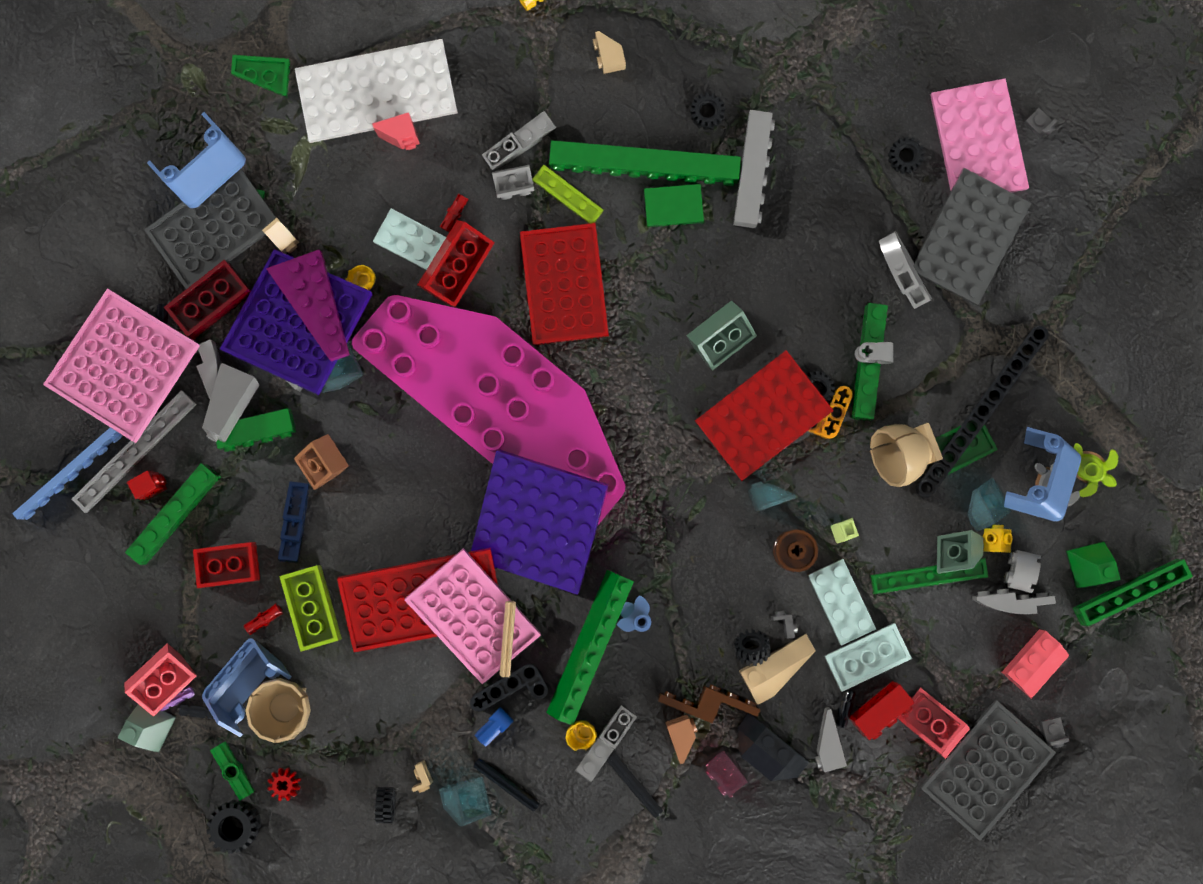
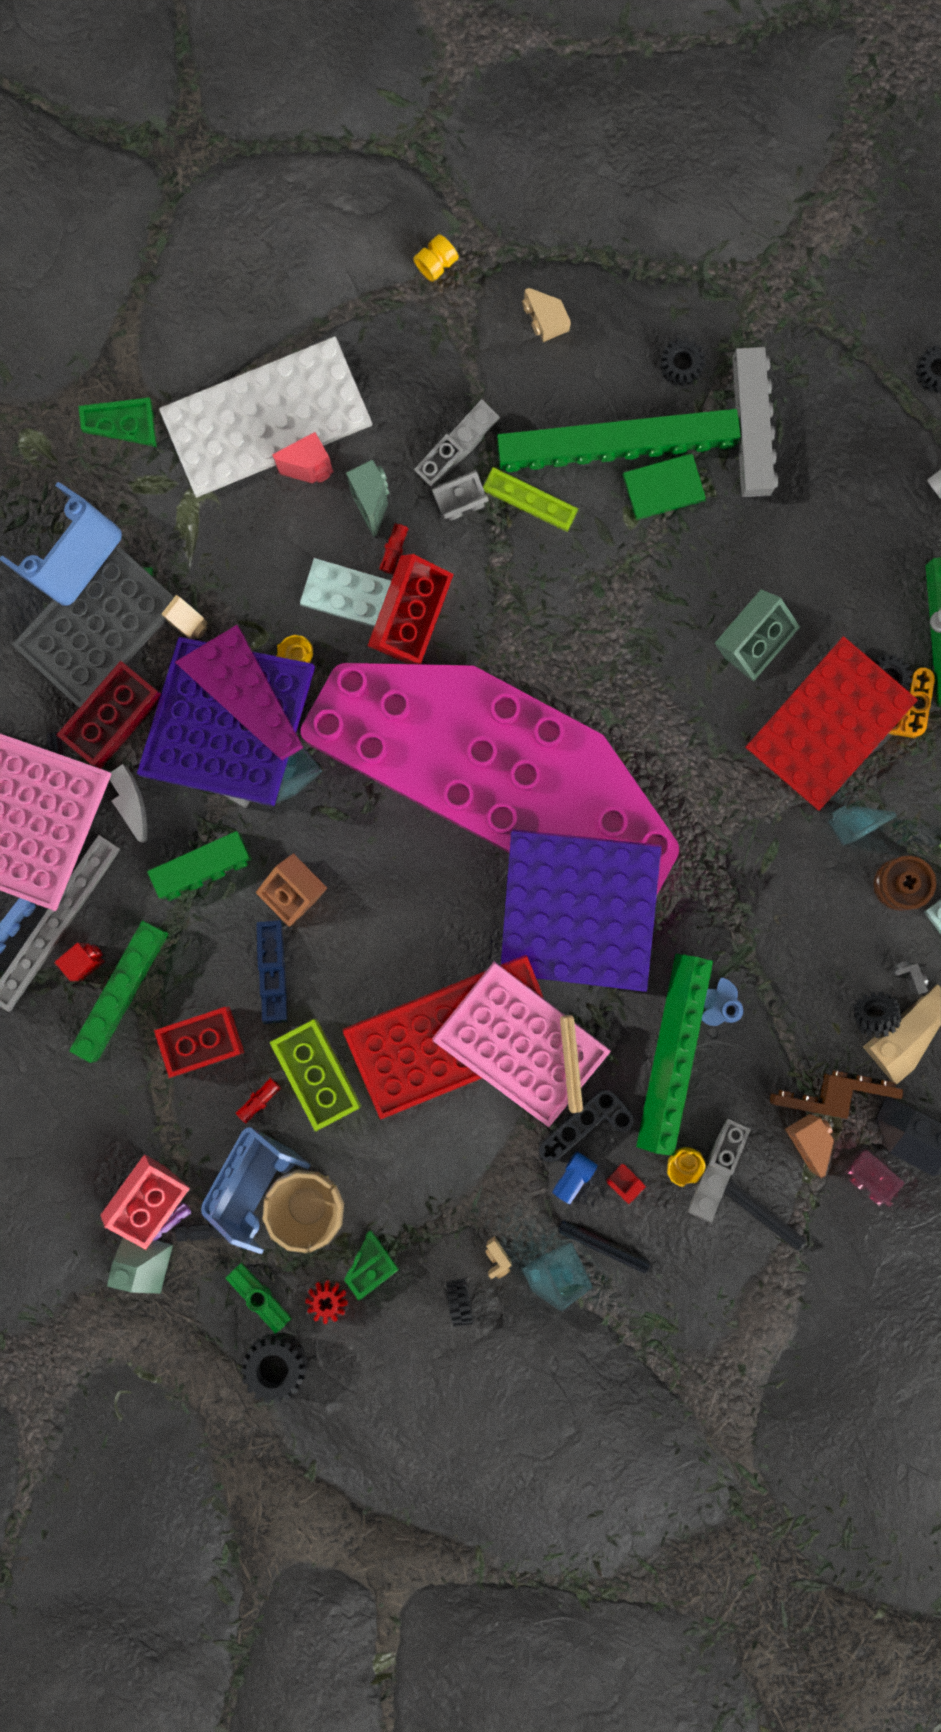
camera: 10 degrees left, 0 degrees up
(228, 401) = (161, 837): light grey slope -> none
(323, 764) = (370, 1267): none -> green wing
(442, 168) = (370, 493): none -> sand green slope
(532, 739) = (625, 1183): none -> red panel
(564, 284) = (548, 609): red plate -> none

